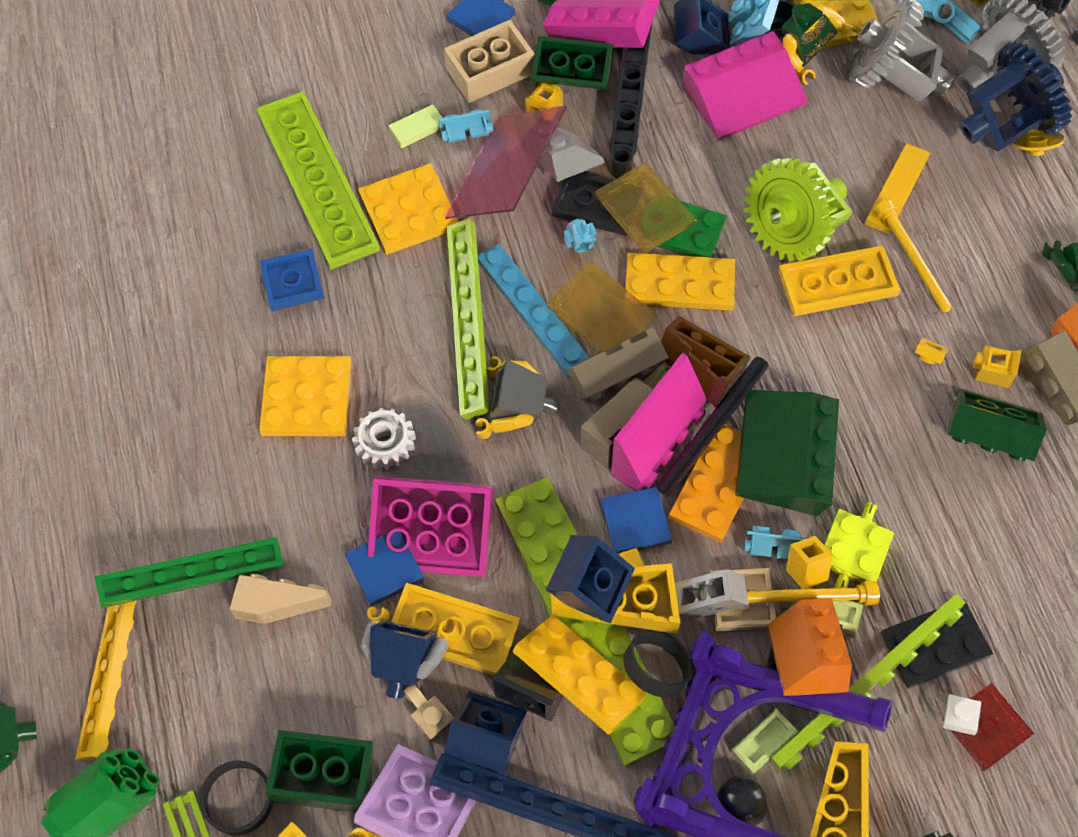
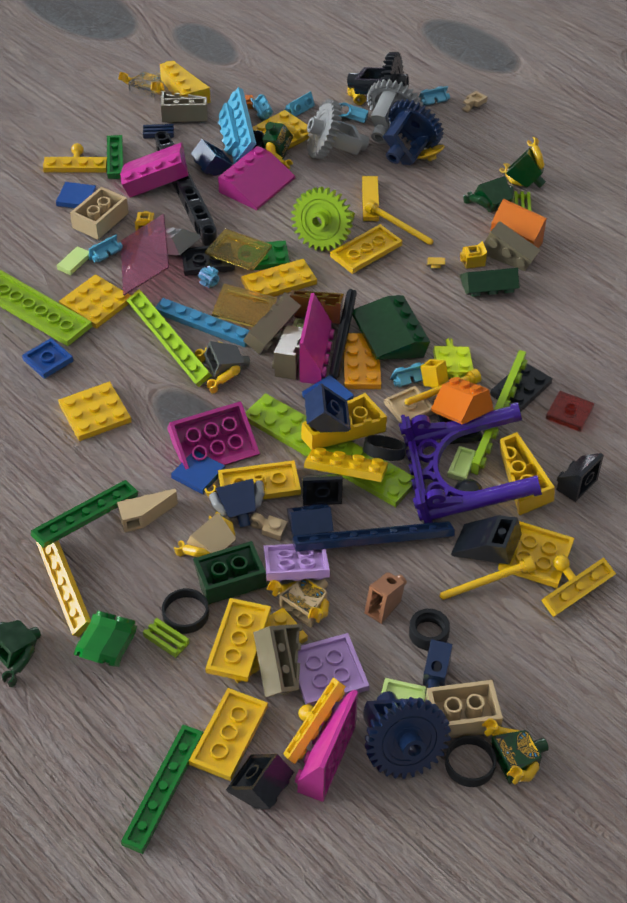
camera: 30 degrees left, 15 degrees down
(331, 701) = (211, 537): none -> tan torso
(384, 424) = (157, 410): white gear -> none
(572, 63) = (151, 196): dark green slope -> none
(711, 593) = (395, 400): light grey brick -> none
(962, 714) = (554, 407): white plate -> none

